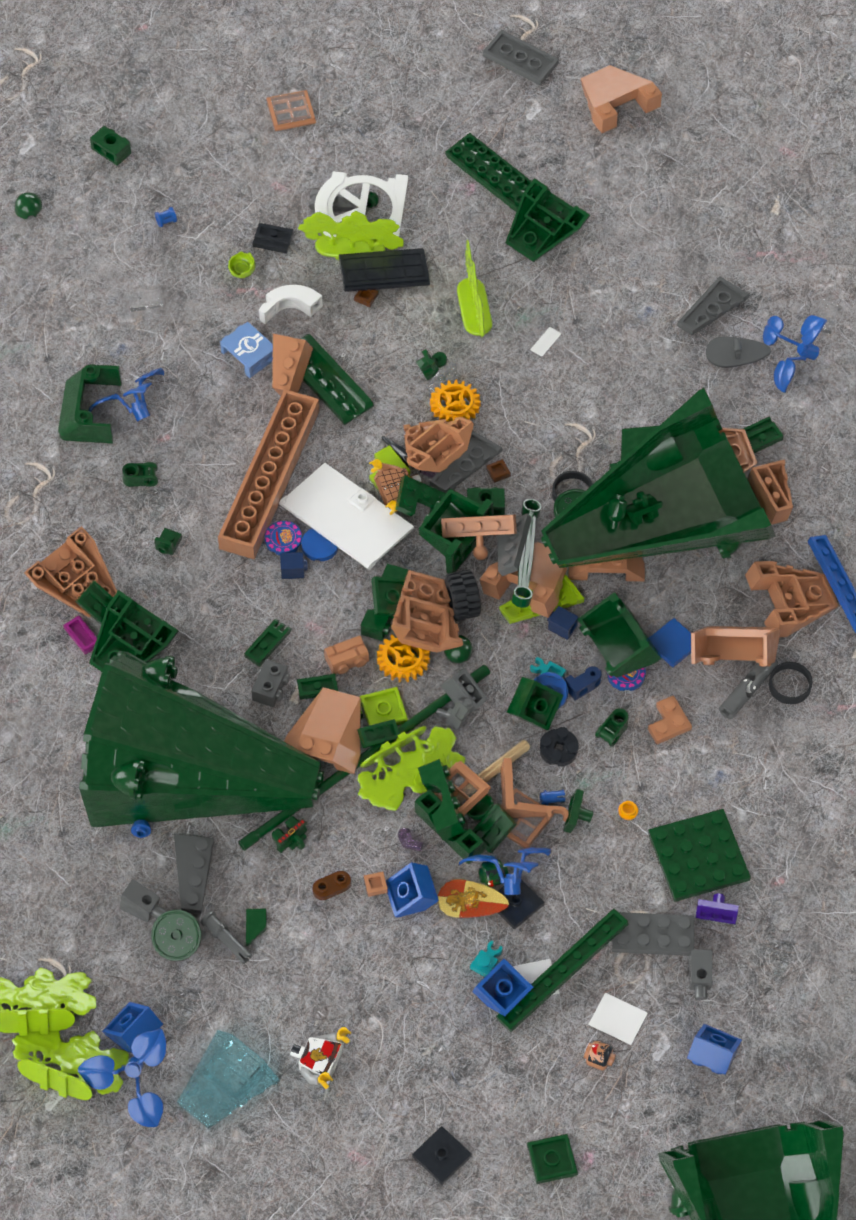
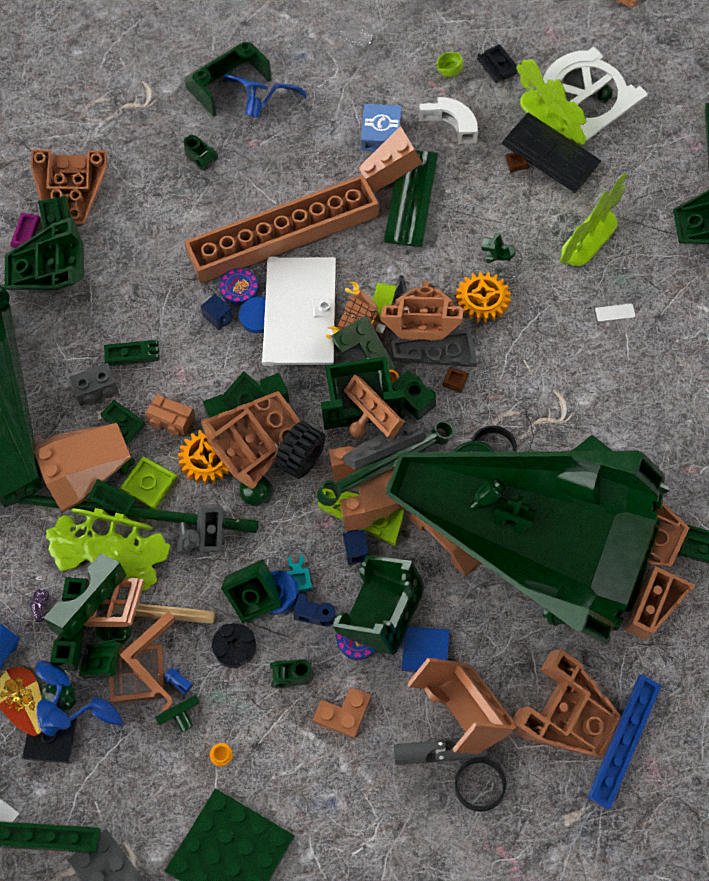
camera: 50 degrees right, 5 degrees up
(167, 541) = (159, 217): dark green bracket -> none

